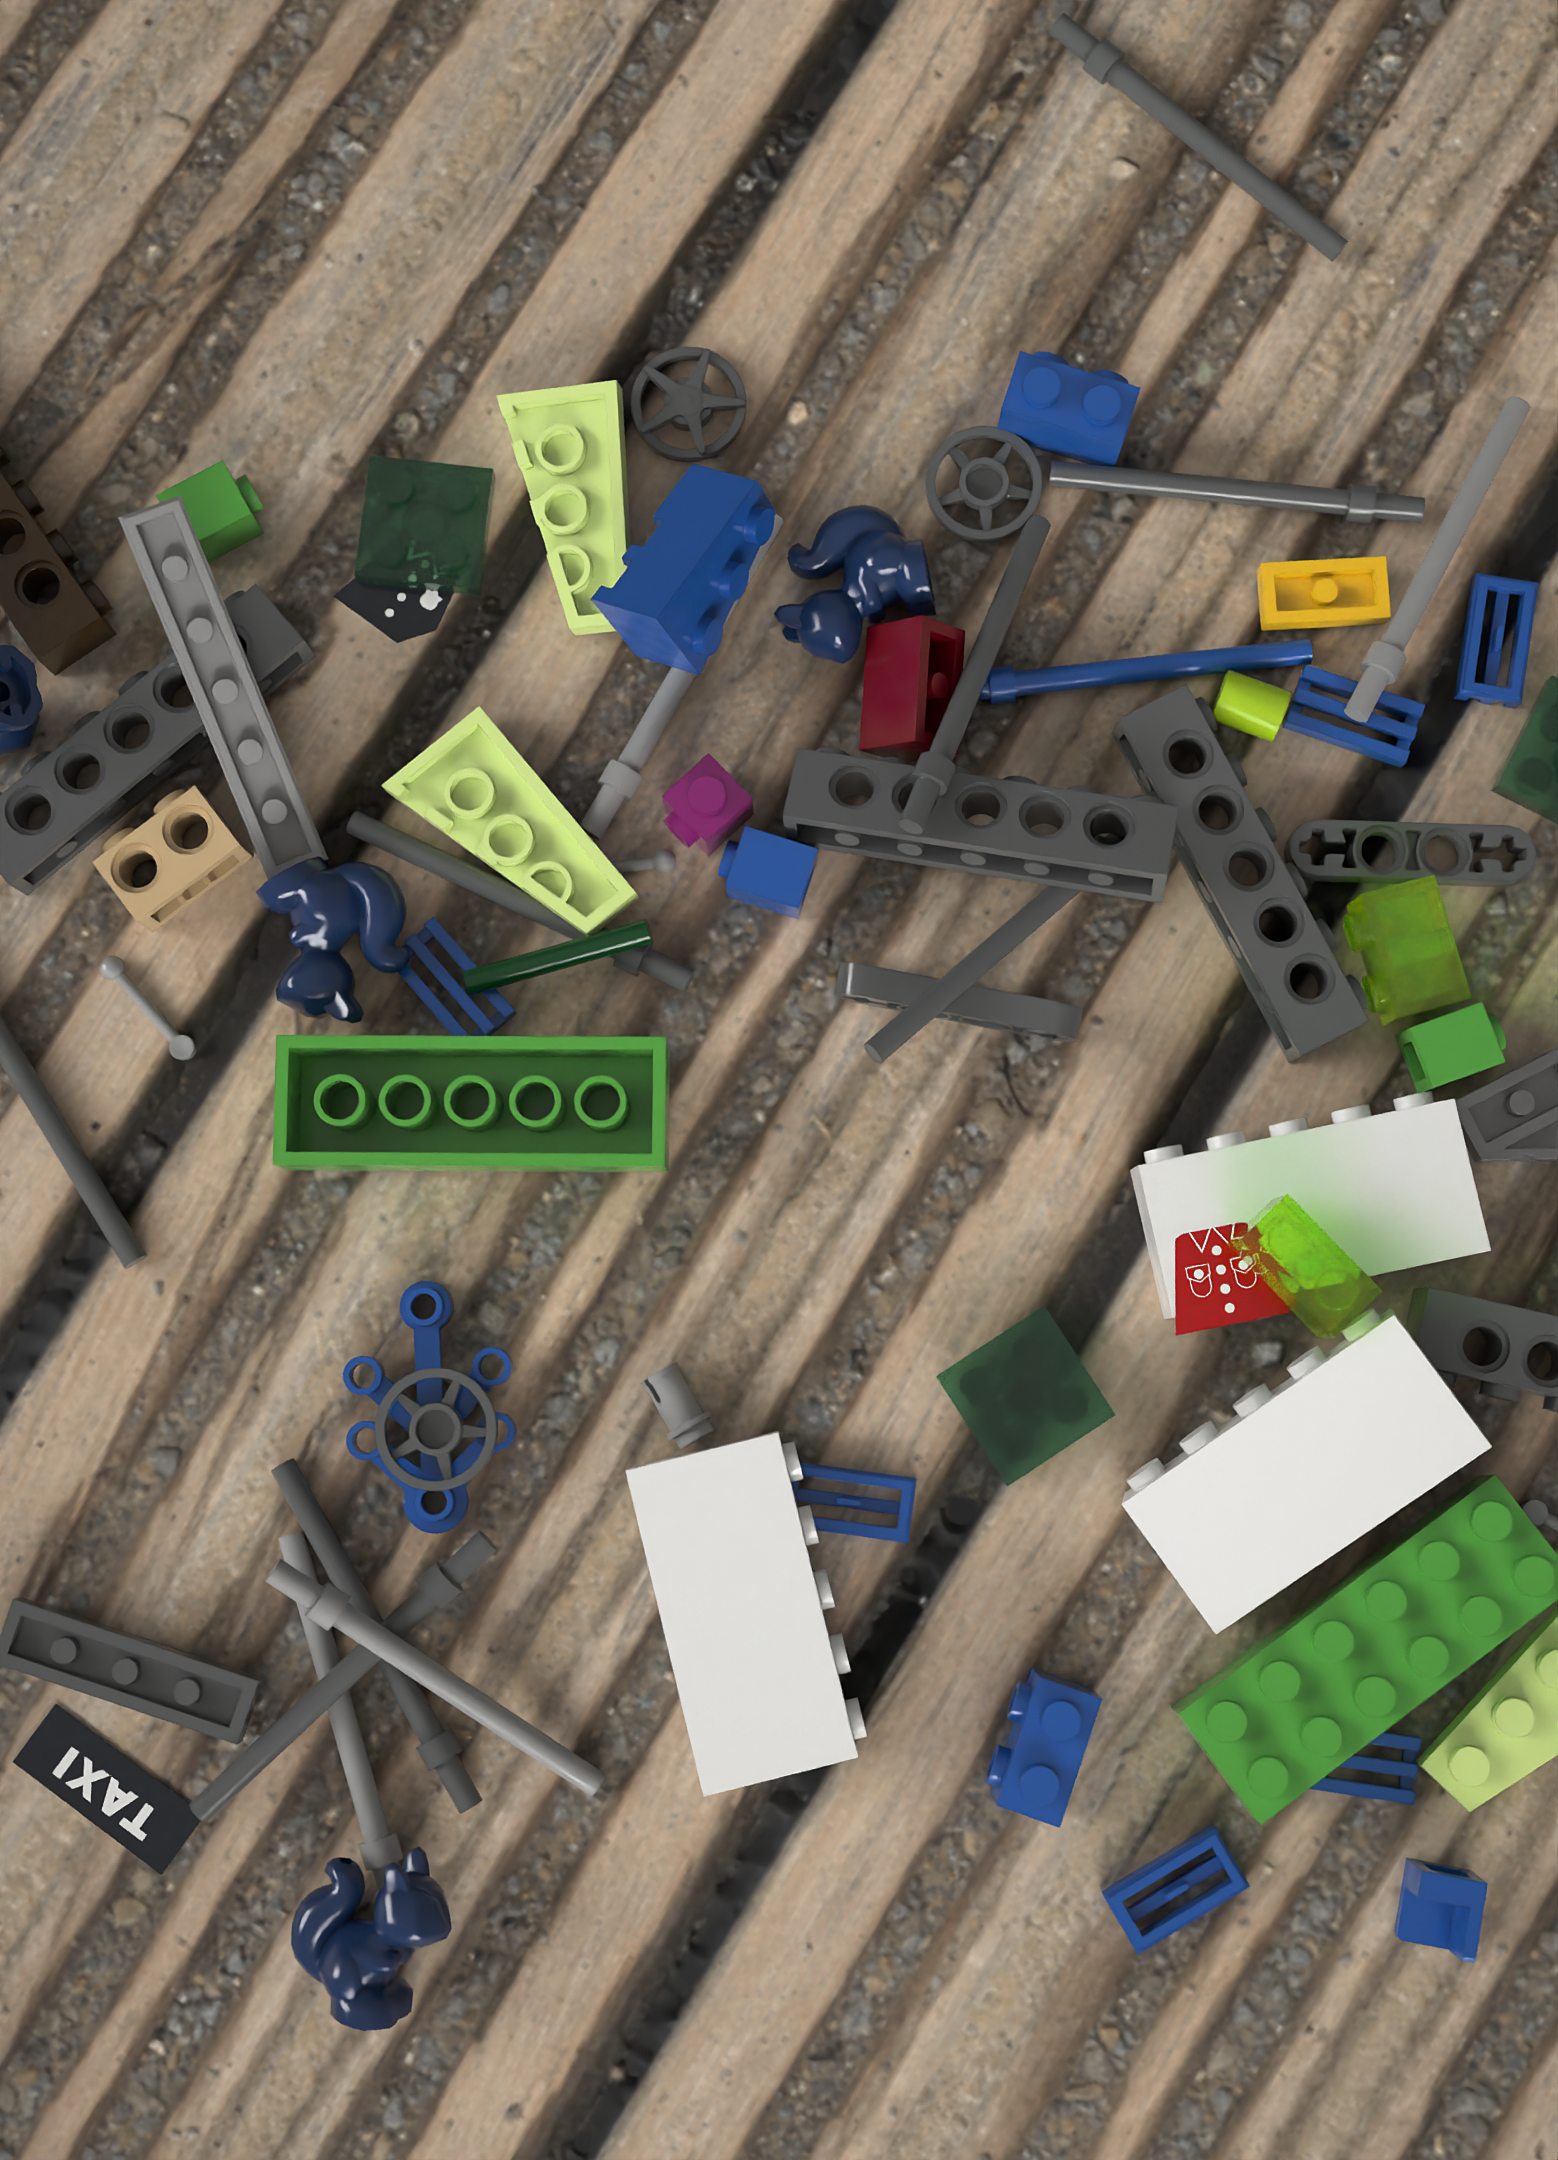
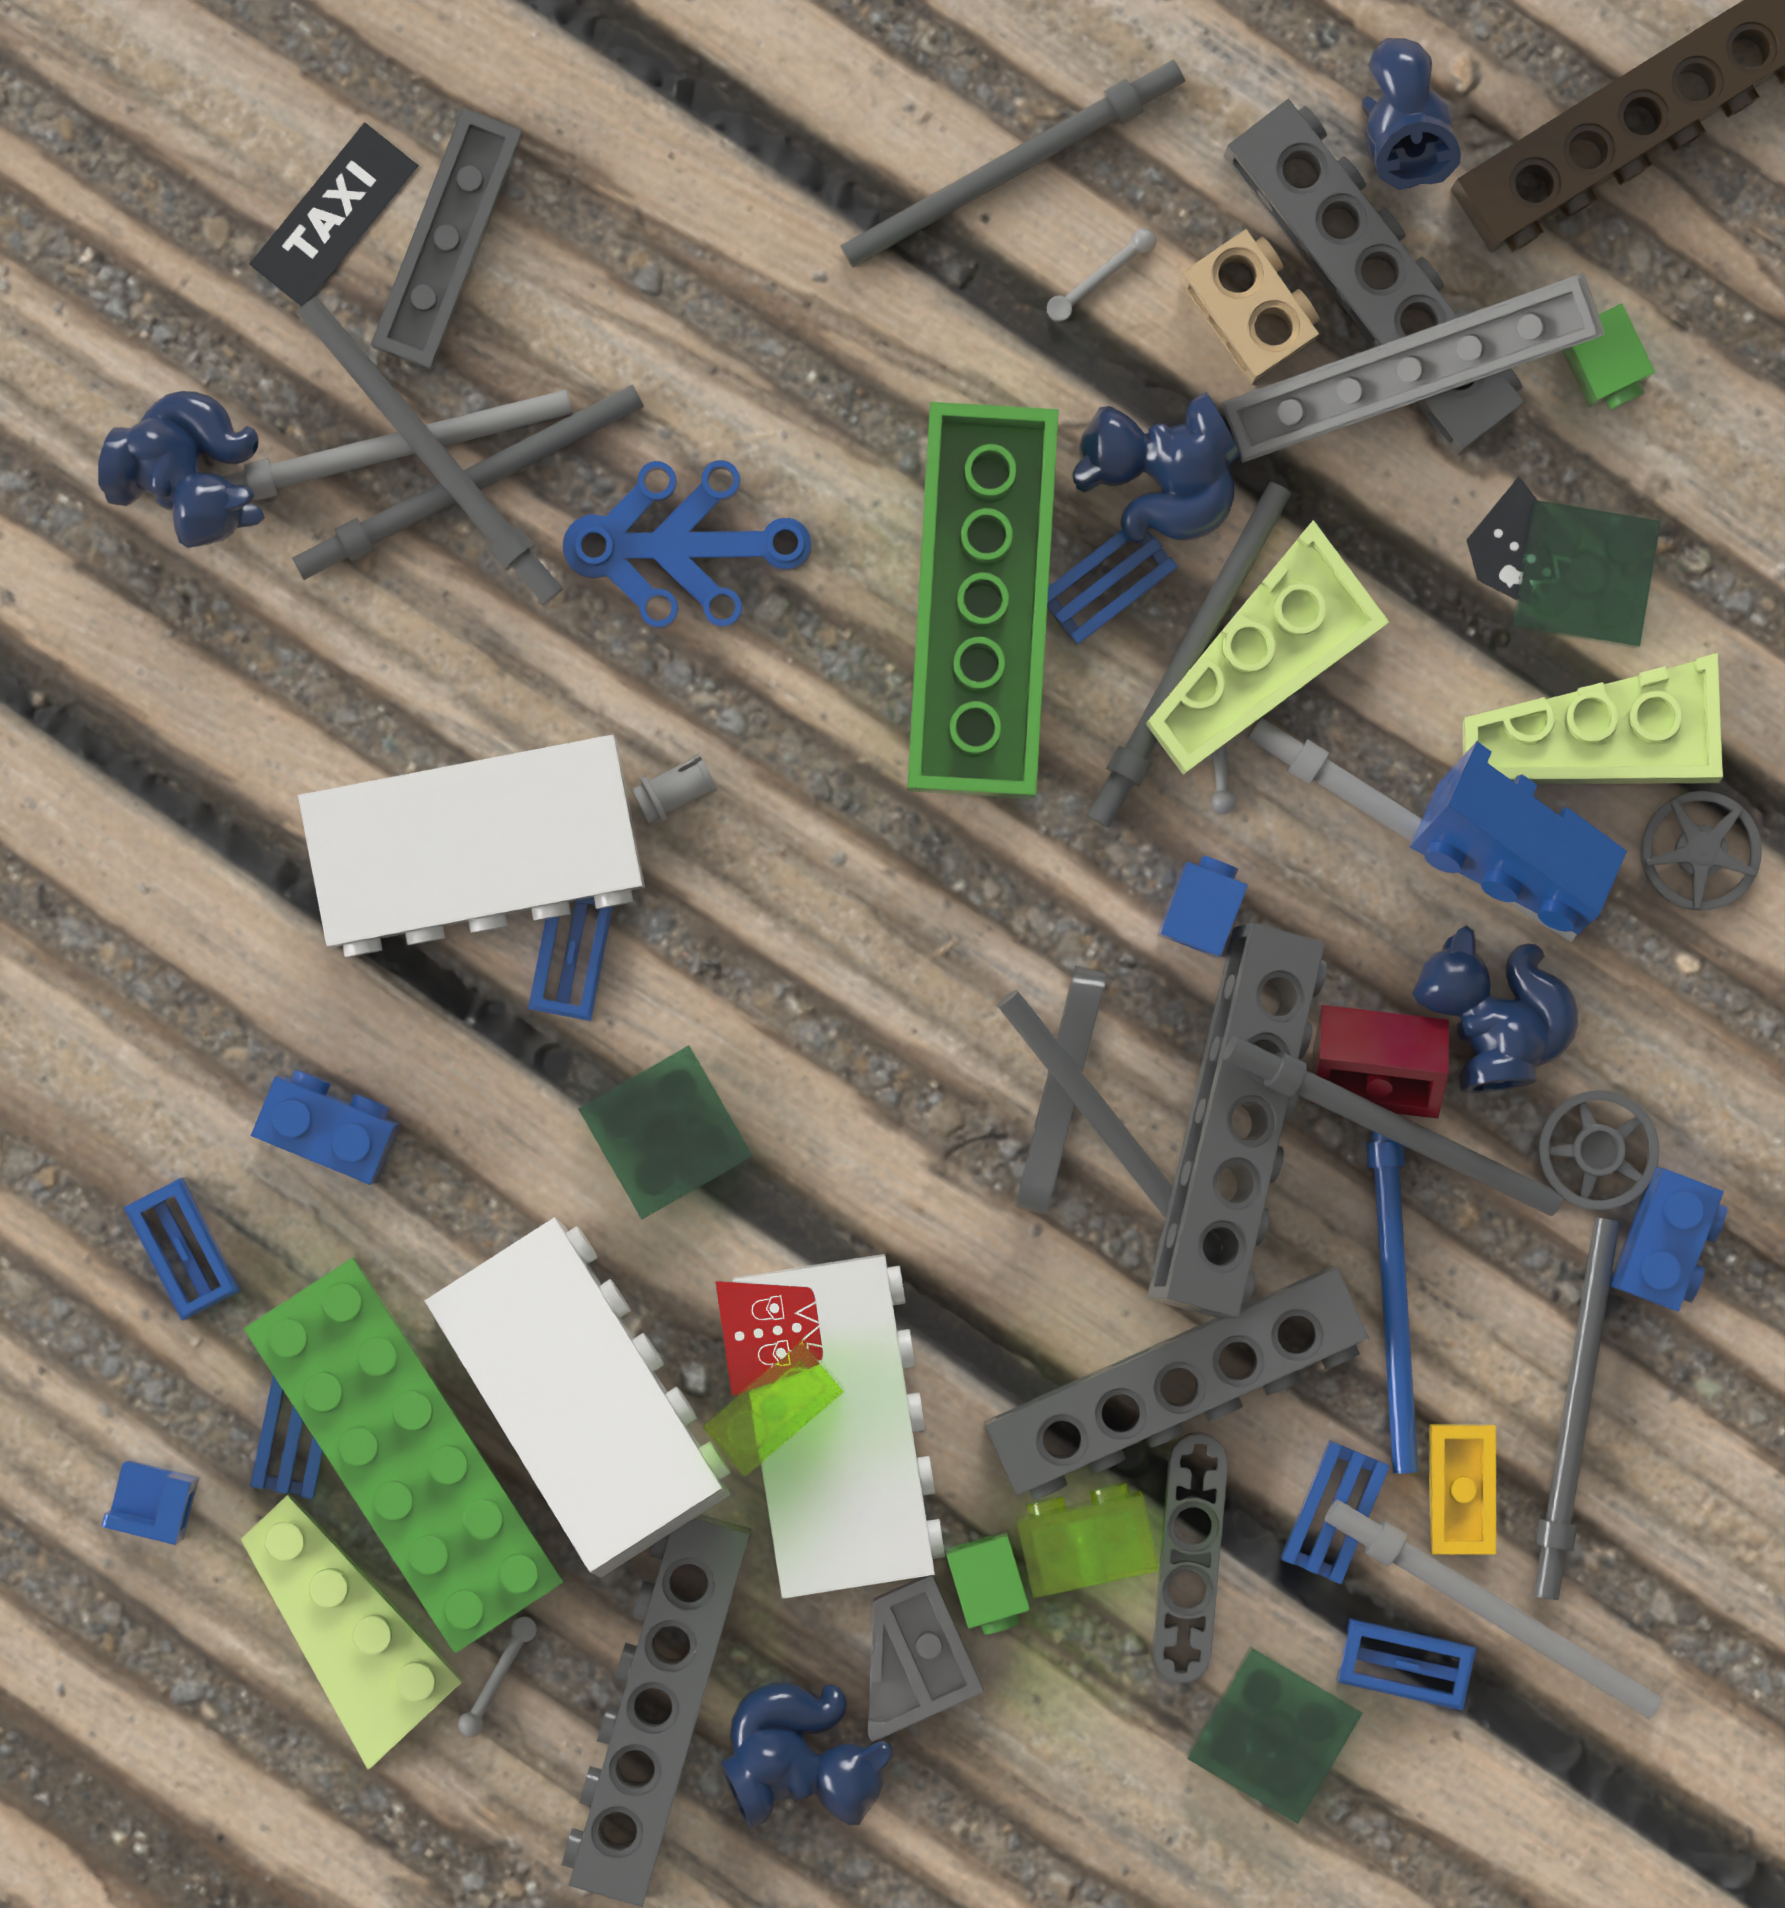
camera: 85 degrees right, 5 degrees up
(330, 1607) = (496, 443): light grey bar -> none
(436, 1429) = (663, 551): dark grey wheel -> none
(558, 957) = (1126, 691): dark green bar -> none
(706, 806) = (1272, 846): magenta brick -> none
(1250, 705) = (1349, 1405): lime piece -> none

